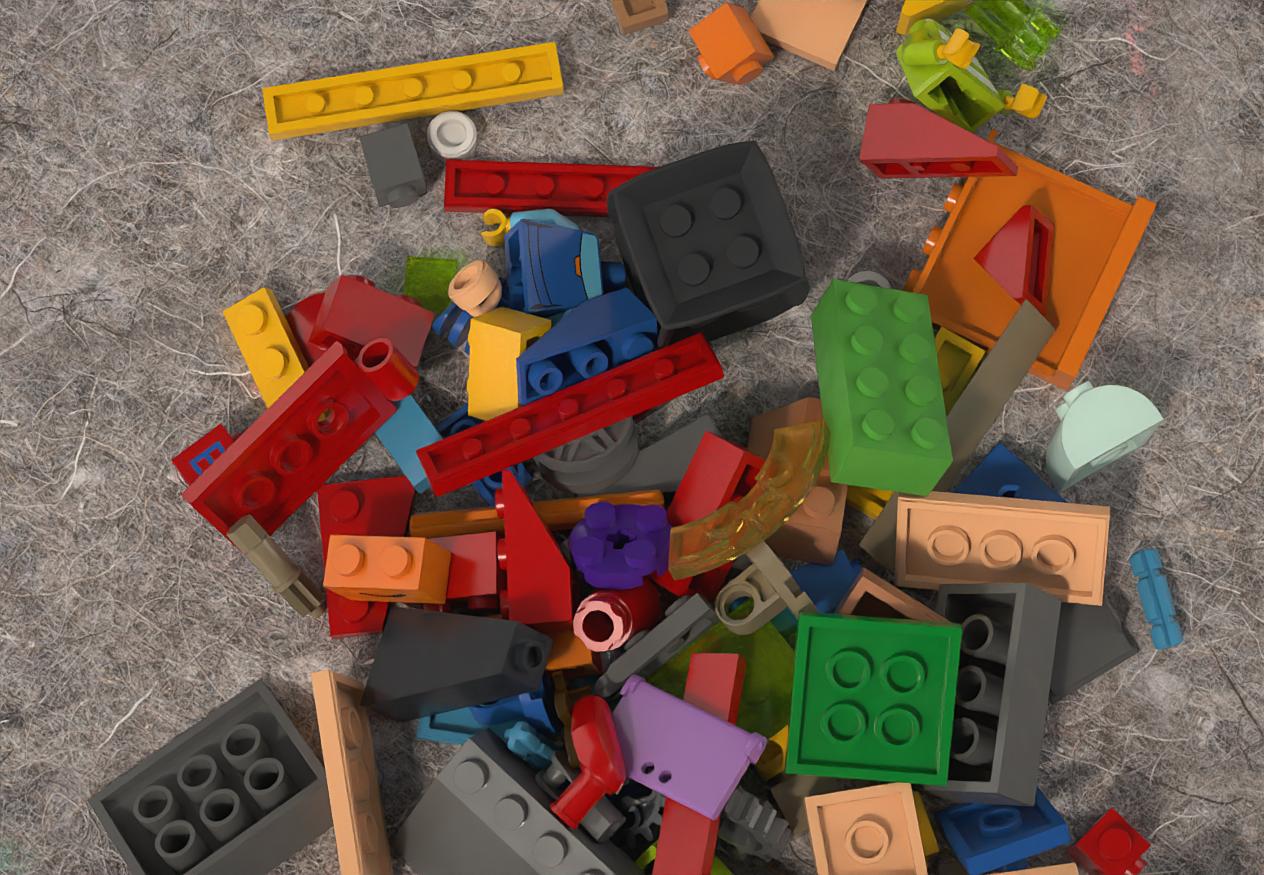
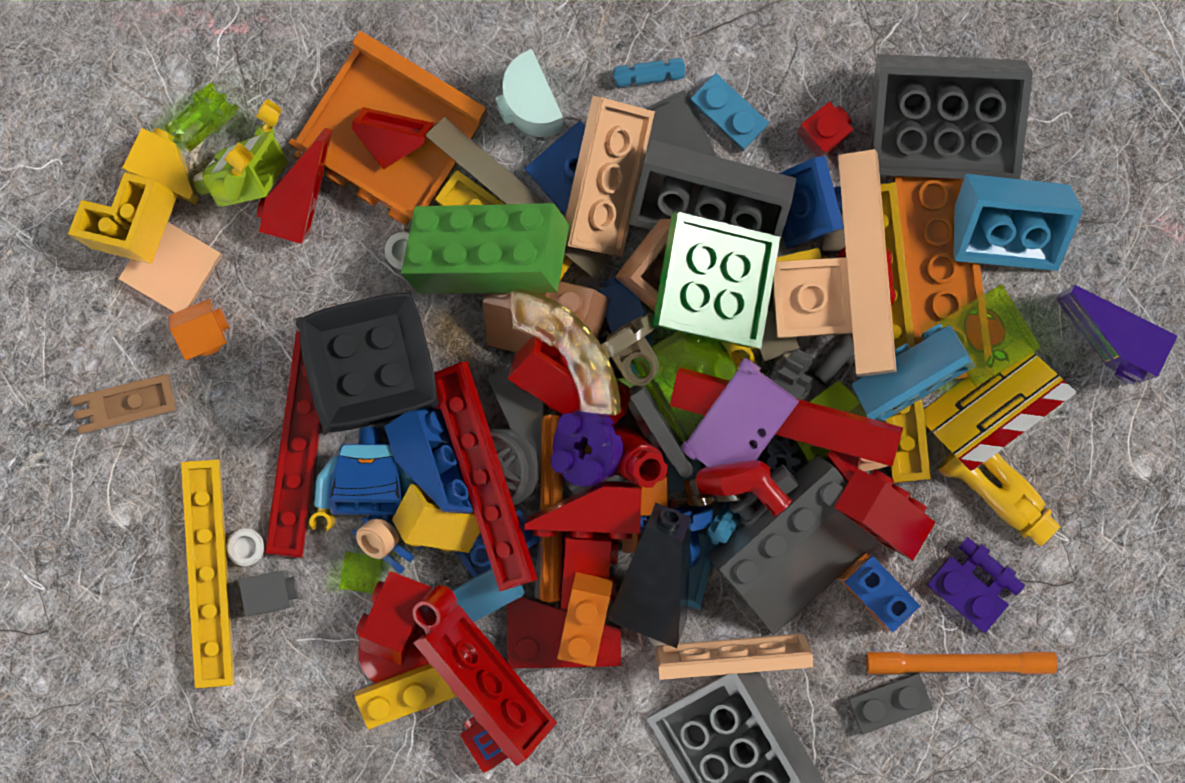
camera: 85 degrees left, 10 degrees up
(277, 567) = (564, 705): dark tan piece -> none
(1116, 715) = (729, 112): none -> dark azure plate

